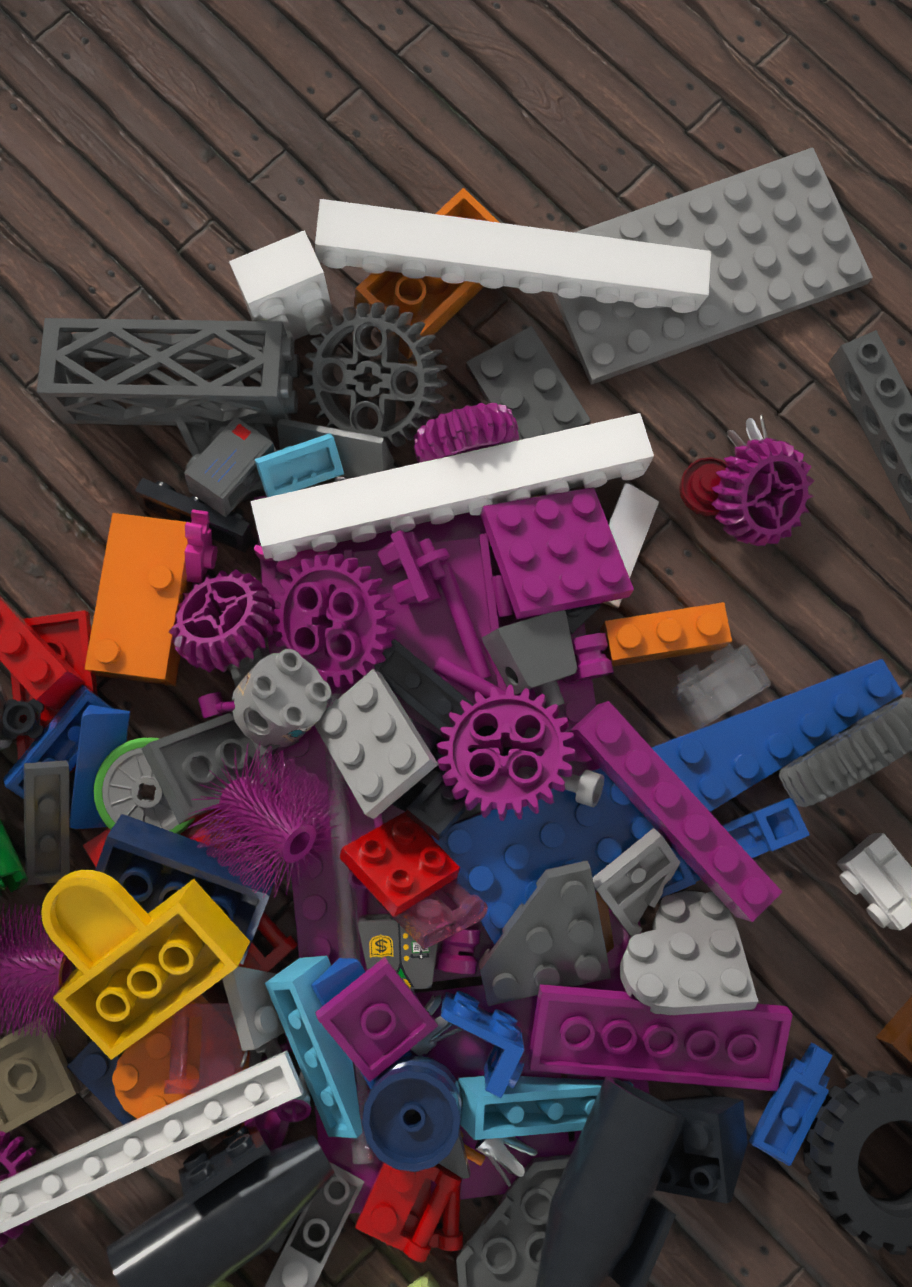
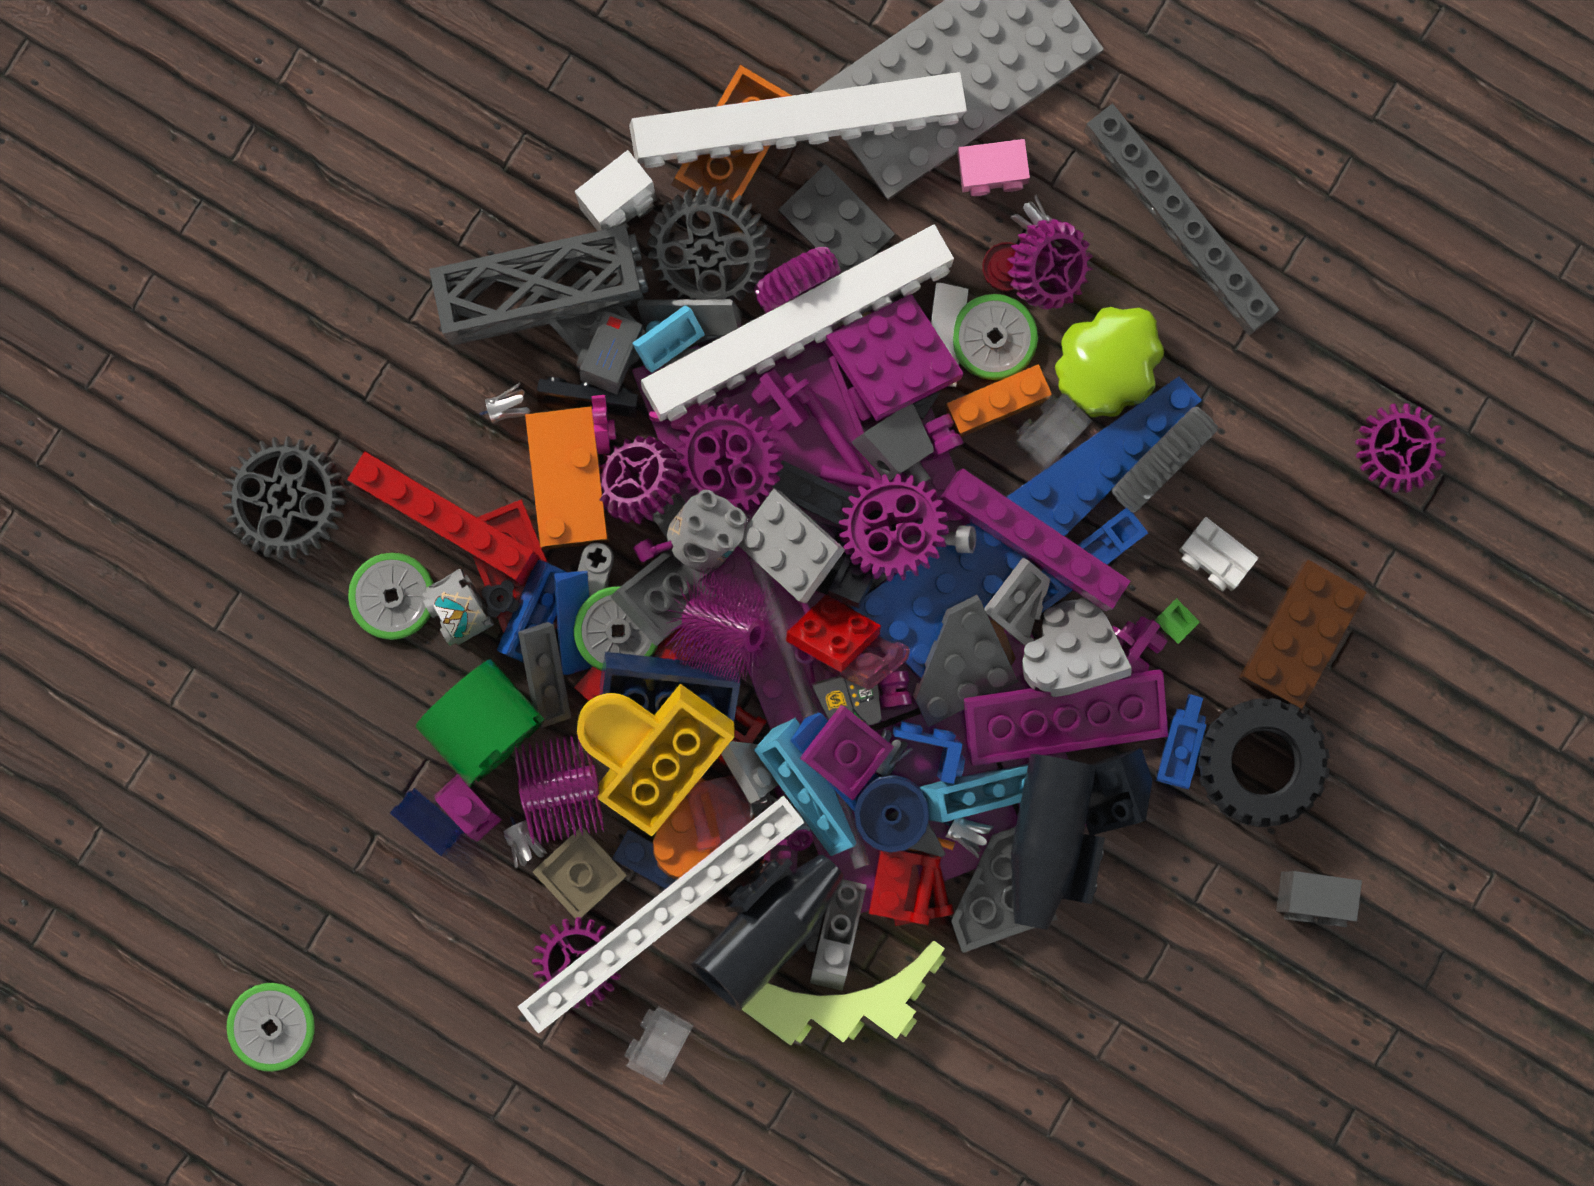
camera: 15 degrees left, 5 degrees up
(89, 500) = (498, 406): none -> flat silver piece
(144, 718) = (597, 577): none -> light grey piece
(699, 550) = (1010, 320): none -> light grey wheel
(721, 370) = (993, 167): none -> bright pink brick
(771, 958) = (1136, 638): none -> magenta hips
(807, 621) = (1110, 360): none -> lime piece
(819, 950) = (1177, 621): none -> bright green plate

